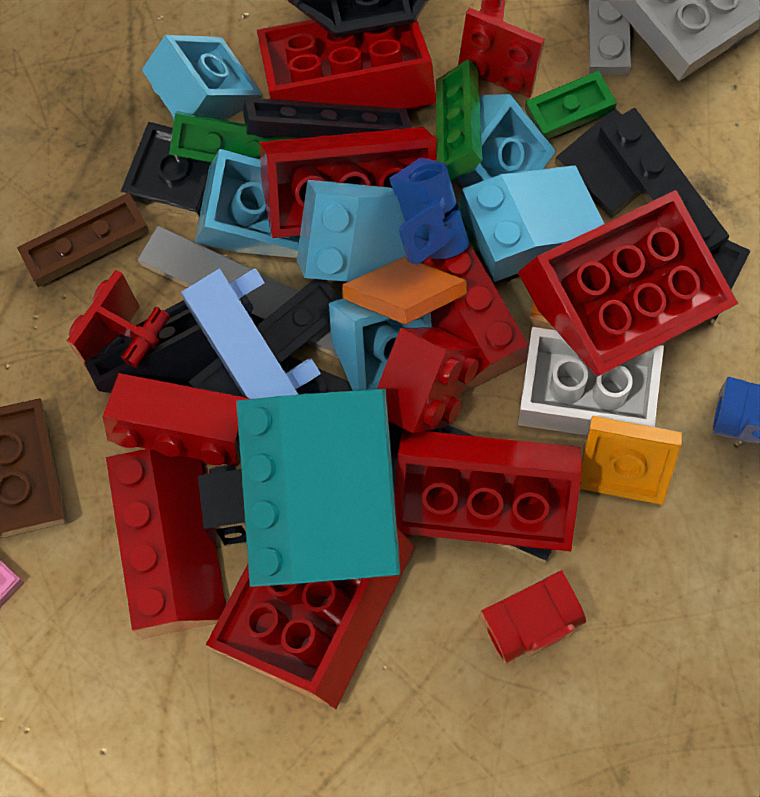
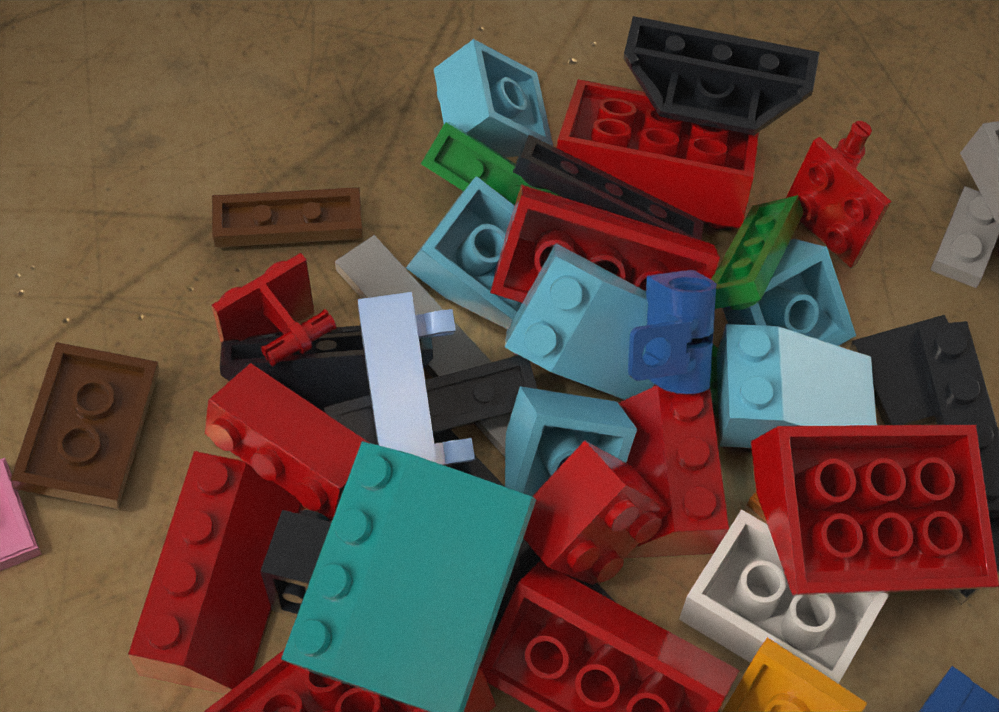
camera: 15 degrees right, 10 degrees down
(163, 178) = (406, 190): black tile -> none
(404, 290) = (611, 407): orange tile -> none
(571, 105) = (894, 292): green plate -> none

